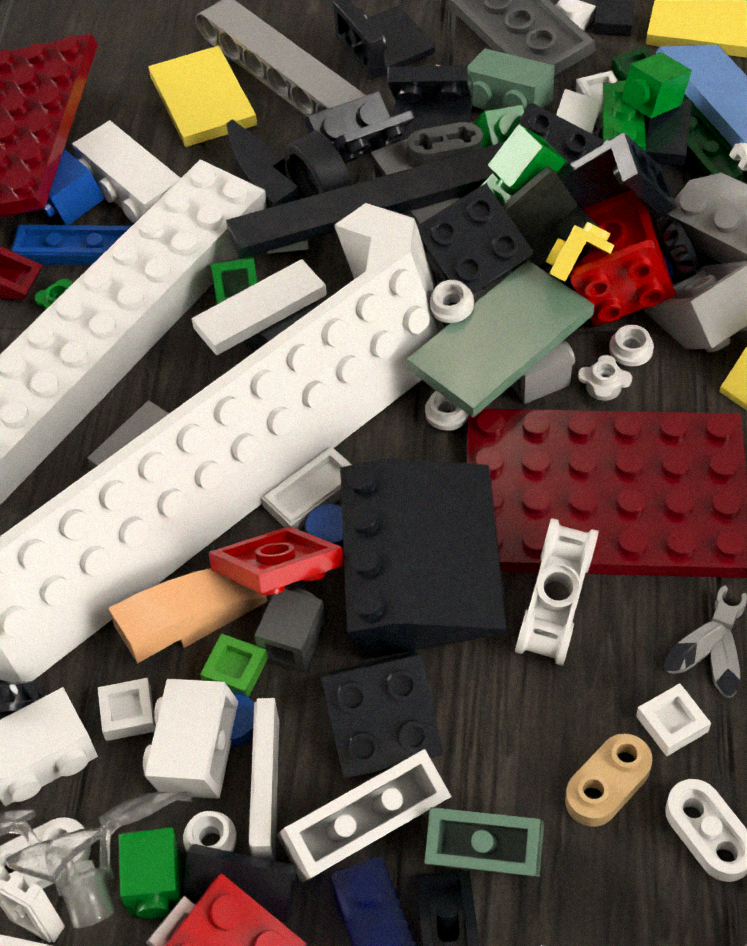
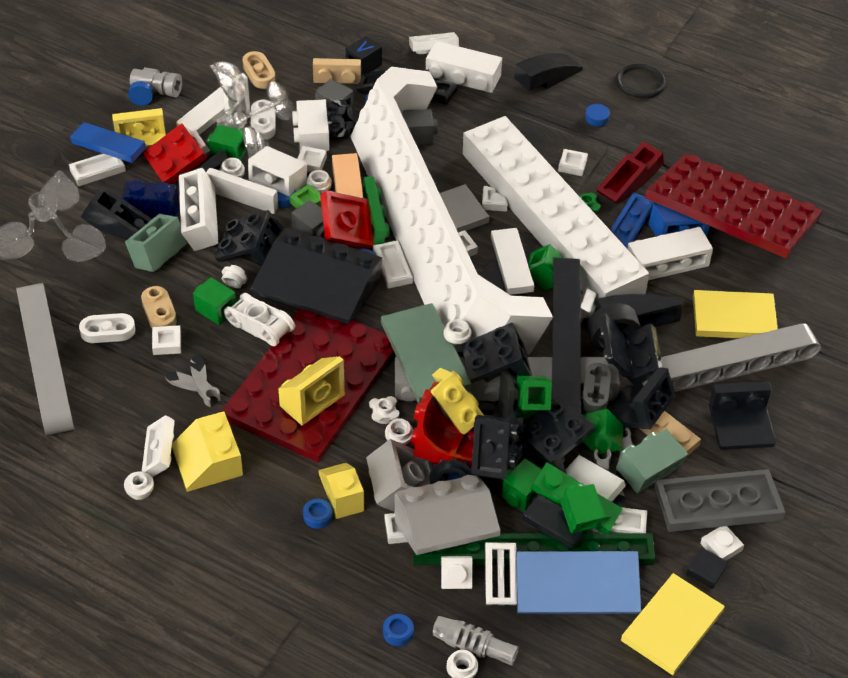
camera: 110 degrees right, 5 degrees down
(99, 418) = (493, 200): none -> white tile
(174, 662) = (319, 180): none -> white plate
(194, 557) = (377, 212): none -> green plate
(477, 688) = (234, 276): none -> white plate
(549, 687) = (212, 299): none -> green brick
(664, 426) = (313, 389): none -> light yellow slope

